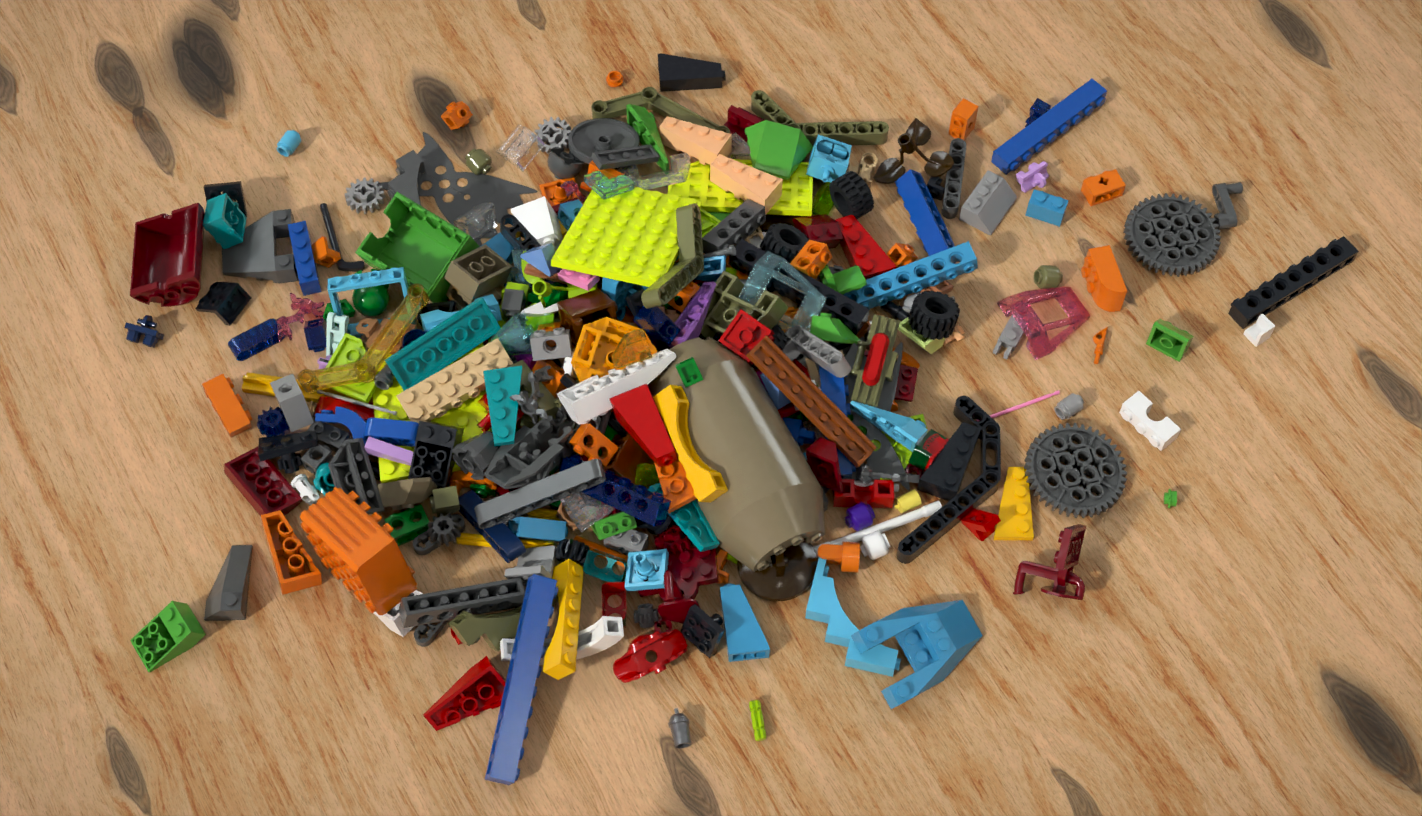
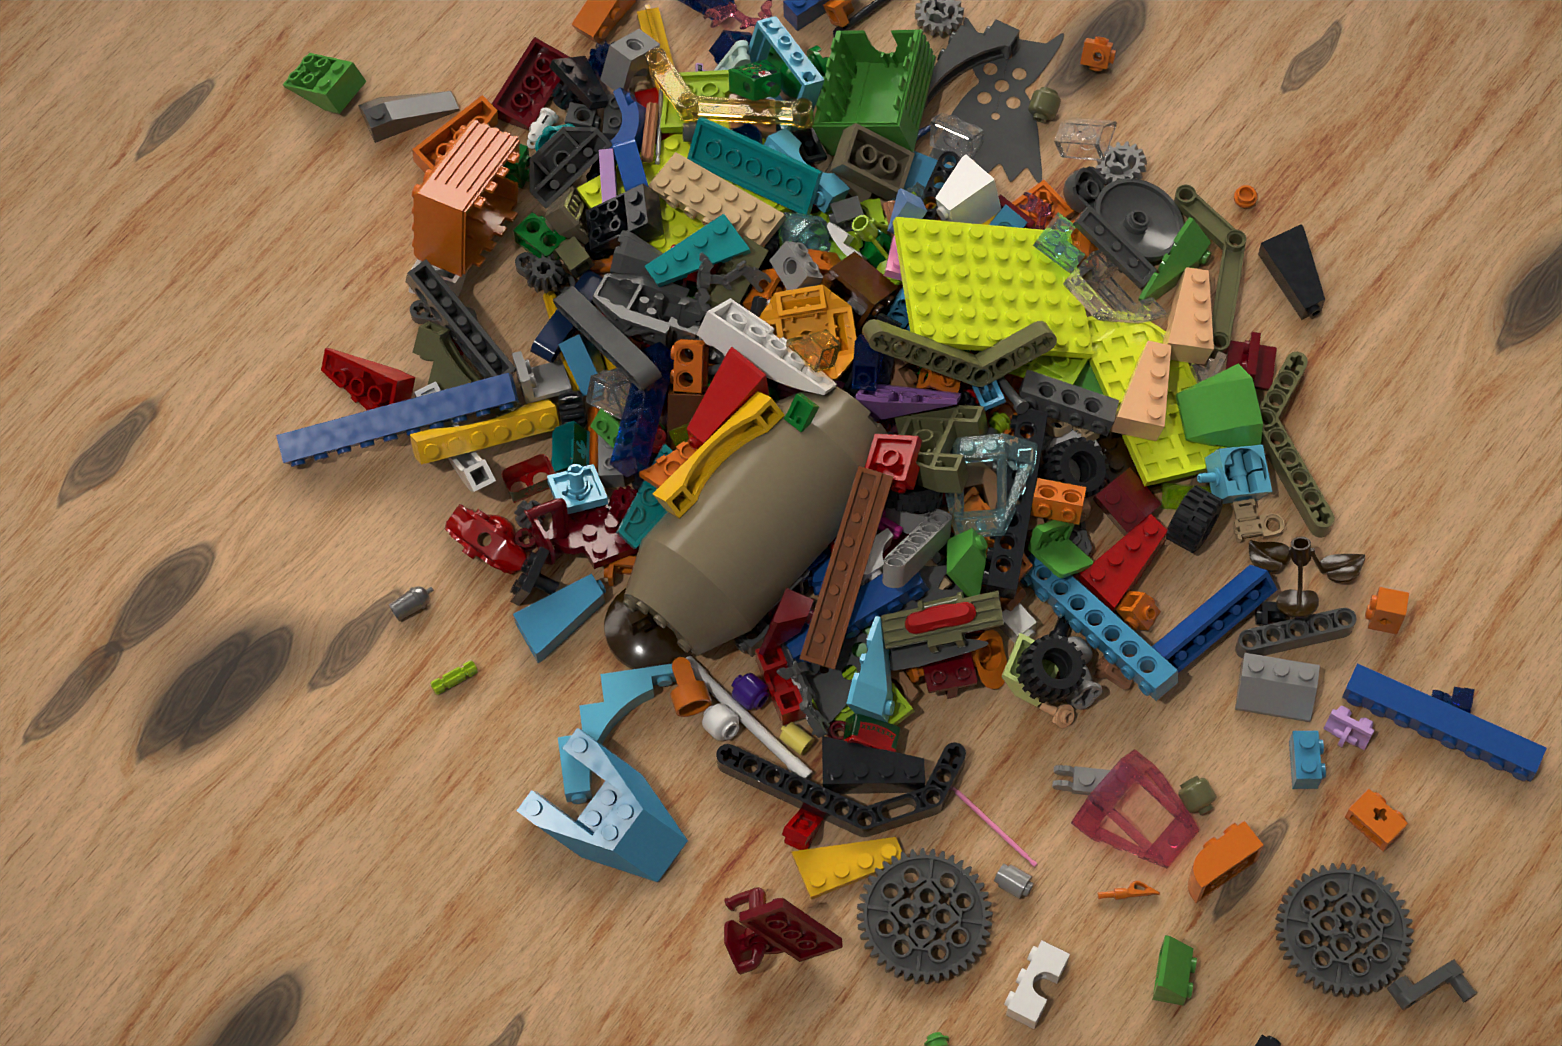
camera: 70 degrees right, 5 degrees up
(363, 408) = (649, 132): none -> nougat axle
(372, 315) = (755, 80): none -> green torso

